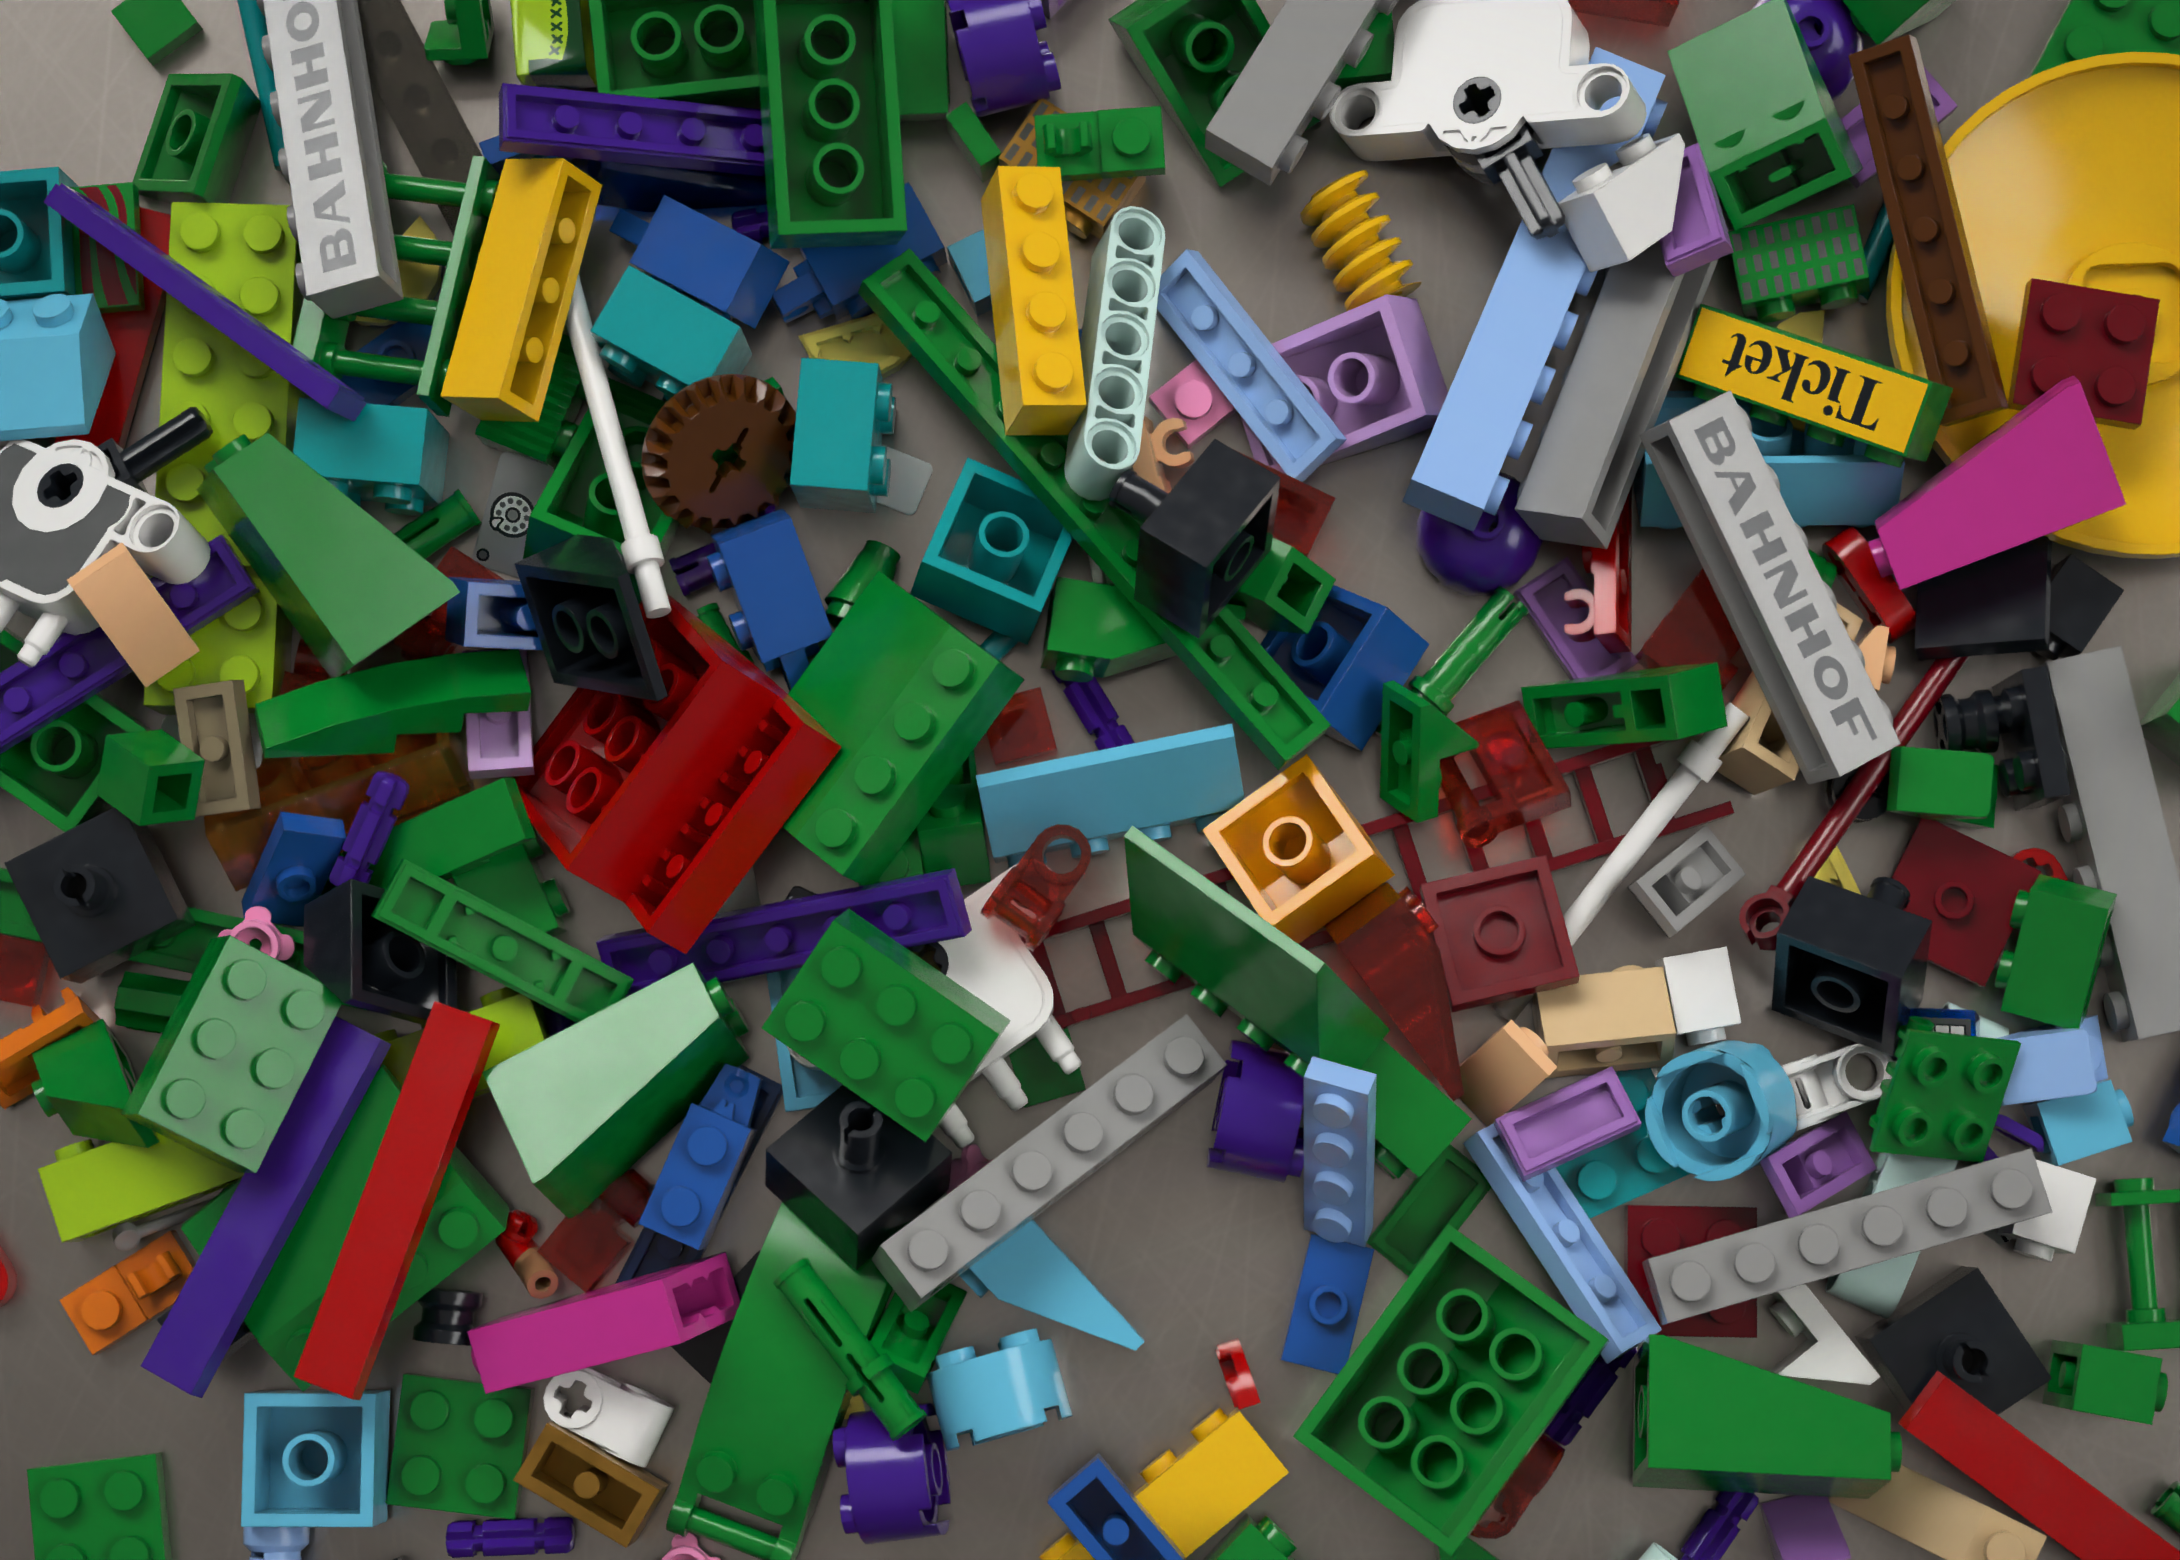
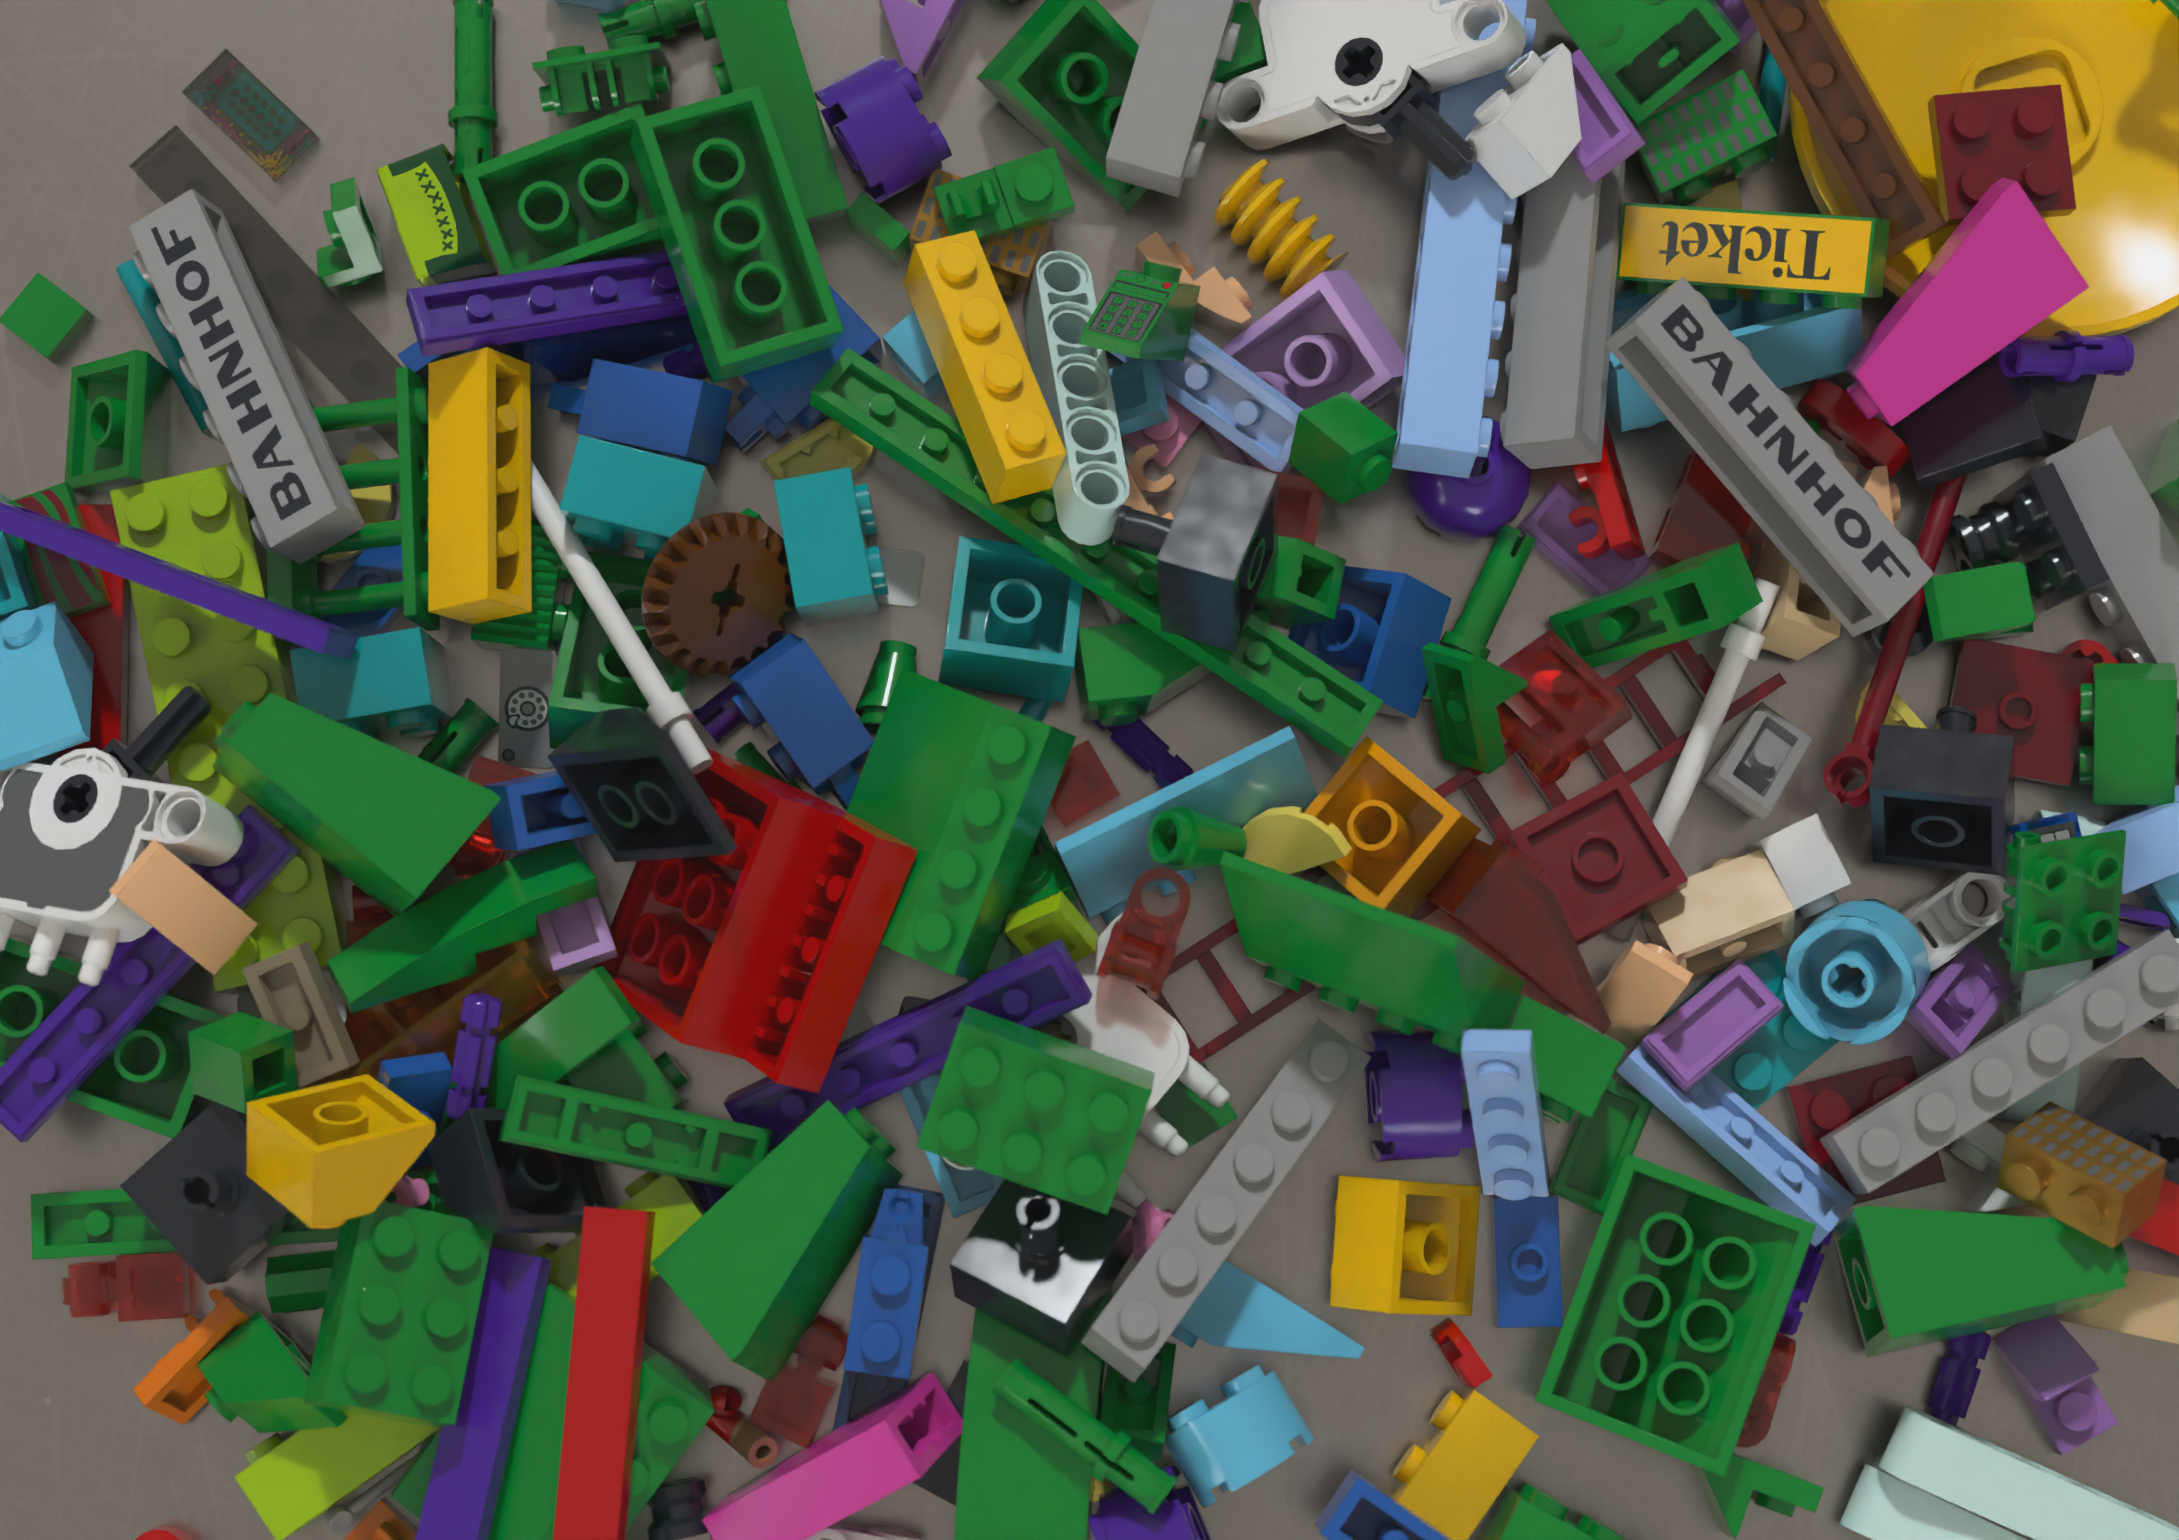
camera: 25 degrees left, 0 degrees up
(212, 880) = (333, 1147): none -> yellow slope
(950, 849) = (1048, 922): none -> lime plate
(1108, 808) = (1192, 840): none -> green cone
(1177, 367) = (1138, 395): none -> medium azure plate
(1202, 291) = (1144, 314): none -> green slope
(1202, 835) = (1292, 840): none -> light yellow tile
(1212, 1256) = (1404, 1246): none -> yellow slope
(1272, 290) = (1220, 301): none -> light nougat slope
(1359, 469) = (1343, 447): none -> green brick
(1879, 1361) = (2081, 1174): none -> pearl gold brick
(2093, 566) = (2067, 356): none -> dark purple pin

